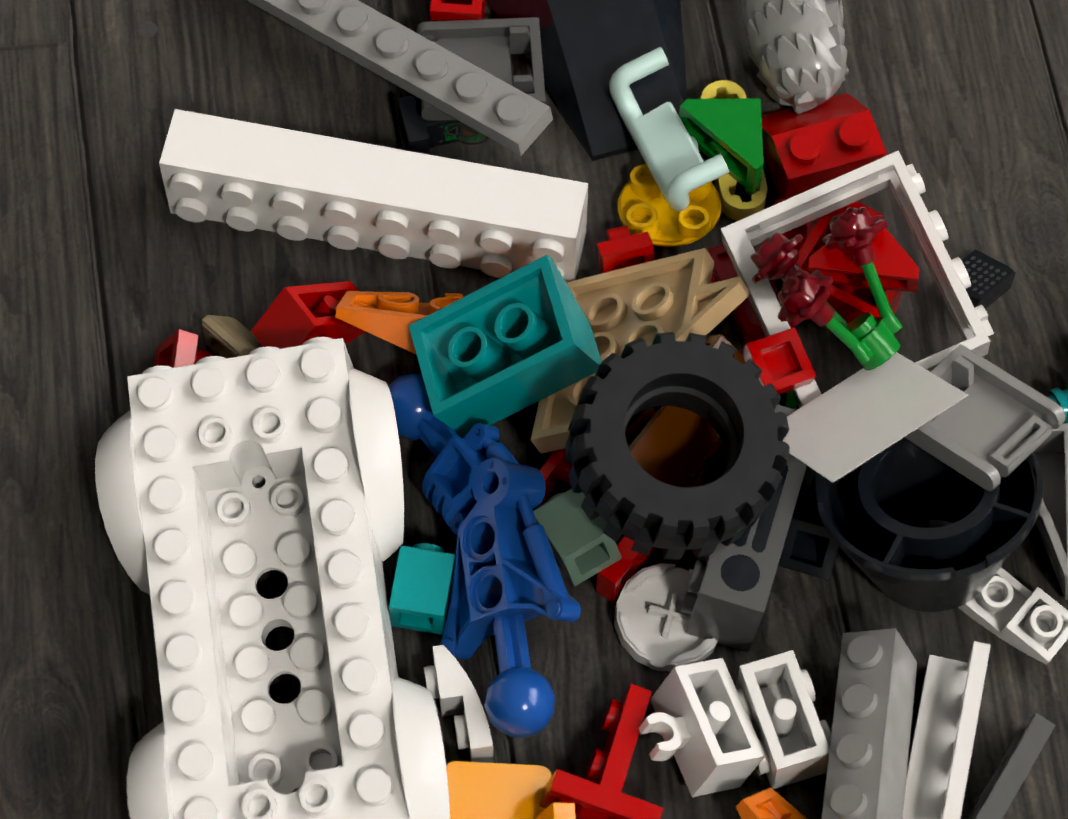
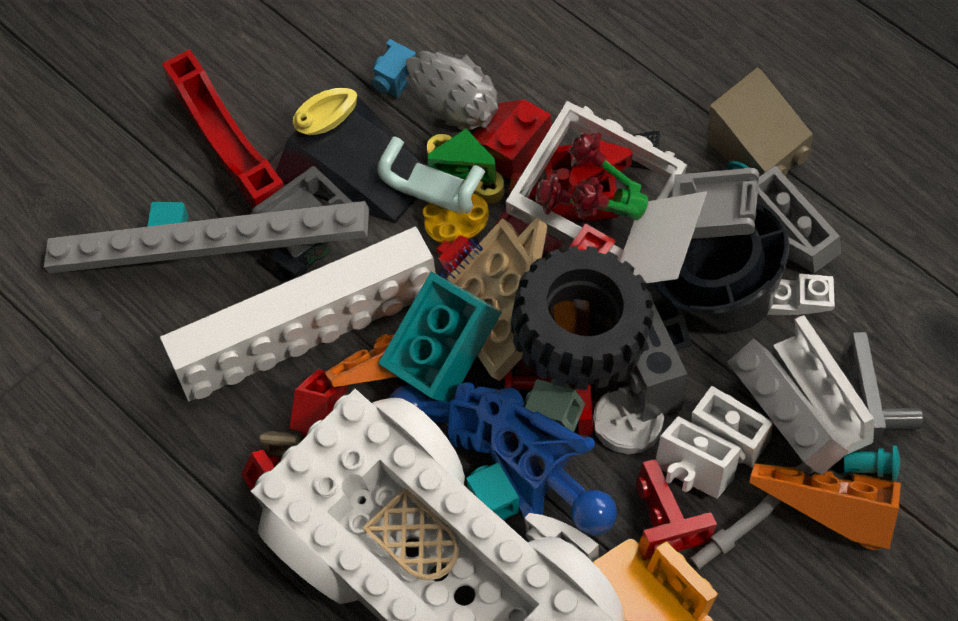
camera: 30 degrees left, 5 degrees down
(268, 518) = (388, 509): none -> tan window
(587, 276) = (480, 249): none -> clear blue piece

